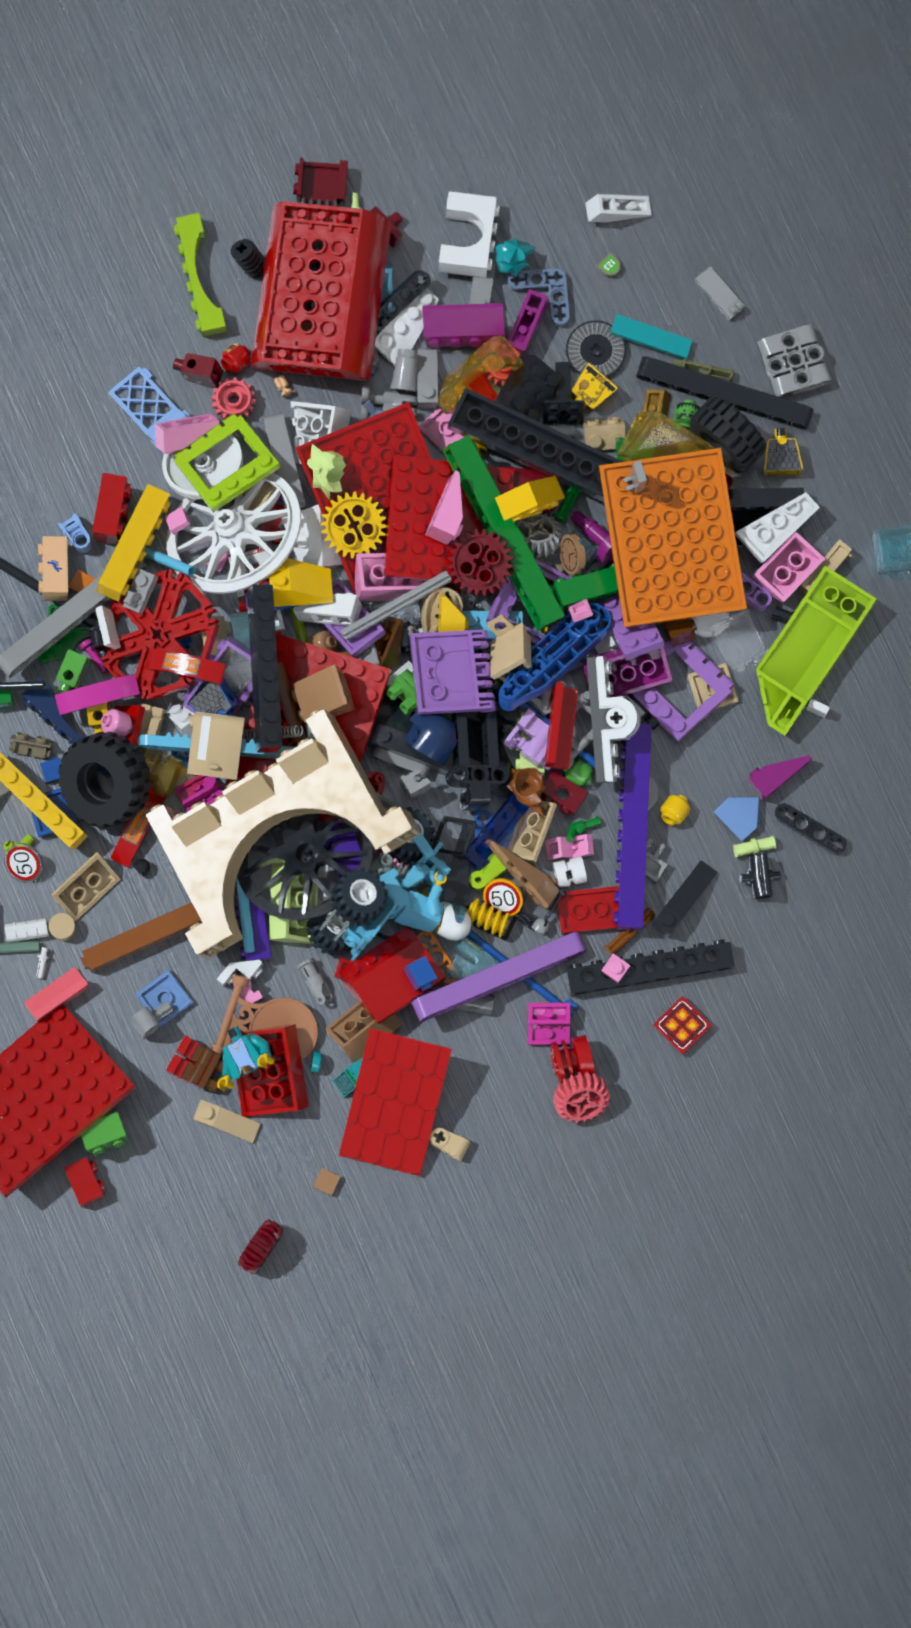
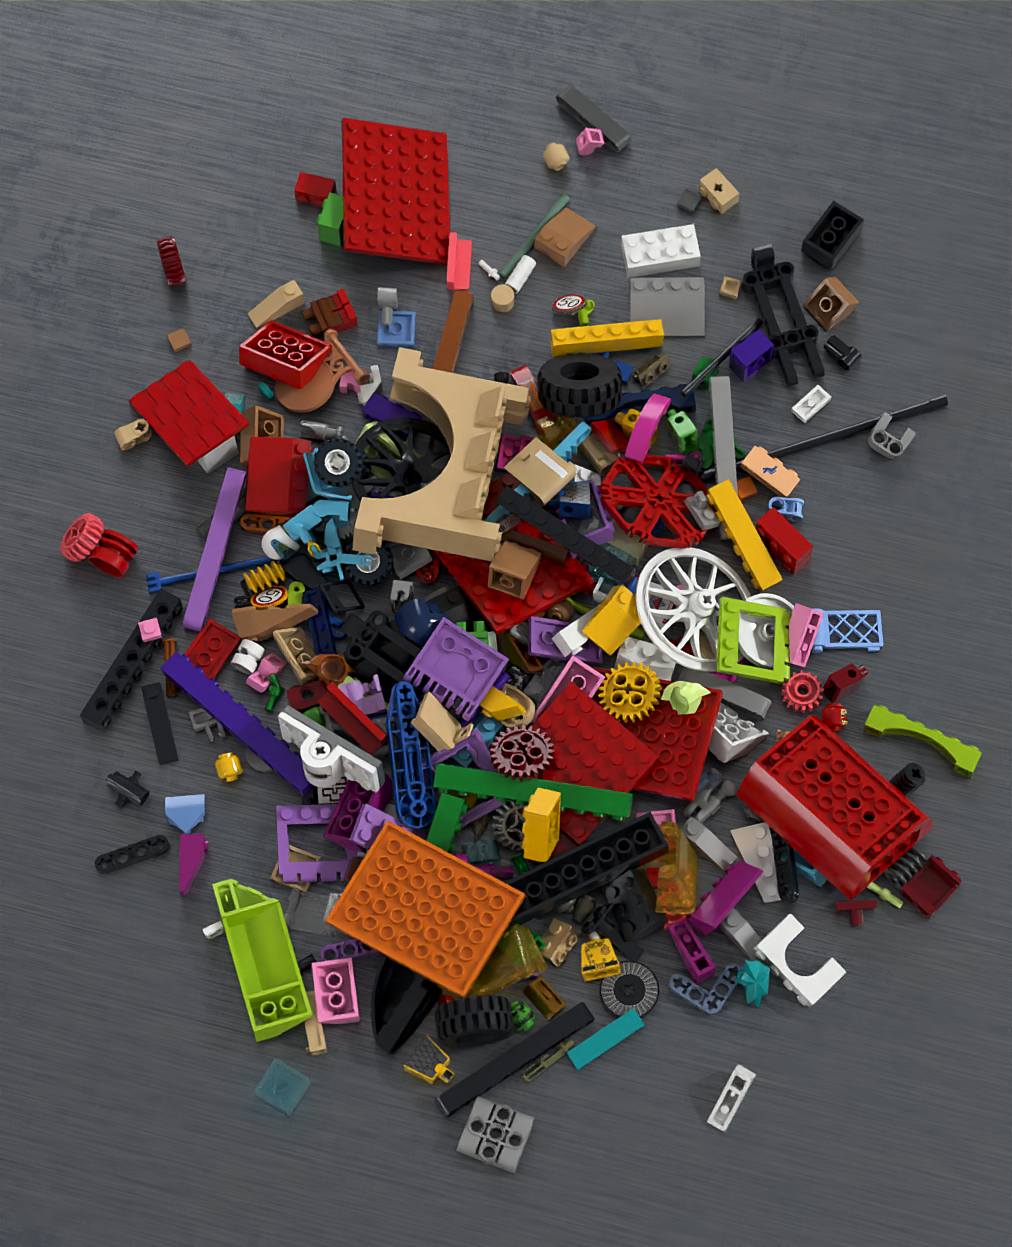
camera: 135 degrees right, 10 degrees down
(85, 887) = (517, 332): tan slope -> none
(108, 627) = (693, 474): white tile -> none
(116, 722) = (614, 423): bright pink head -> none
(169, 562) = (708, 549): medium azure piece -> none
(177, 520) = (737, 581): bright pink tile -> none
(185, 665) = (614, 490): red slope -> none
(243, 1056) = (305, 336): torso -> none
(246, 922) = (396, 408): medium azure piece -> none
(396, 605) = (541, 673): light grey axle -> none
(405, 371) = (723, 828): light grey plant -> none
(420, 974) = (259, 488): blue brick -> none
(448, 514) = (572, 747): bright pink slope -> none
(467, 952) = (249, 539): clear light blue beam -> none
(542, 925) = (226, 610): hinge -> none
(548, 1023) = (153, 560): dark pink slope -> none
(572, 554) = (476, 832): medium nougat tile -> none
(580, 610) = (428, 803): bright pink tile -> none
(609, 266) = (690, 1055): tile -> none
(637, 477) = (487, 902): light grey hinge -> none
(682, 1025) = (73, 651): tile -> none
(719, 293) = (599, 1123): light grey hinge -> none
(754, 846) = (153, 802): yellowish green pin -> none
(773, 529) = (373, 999): white wing -> none

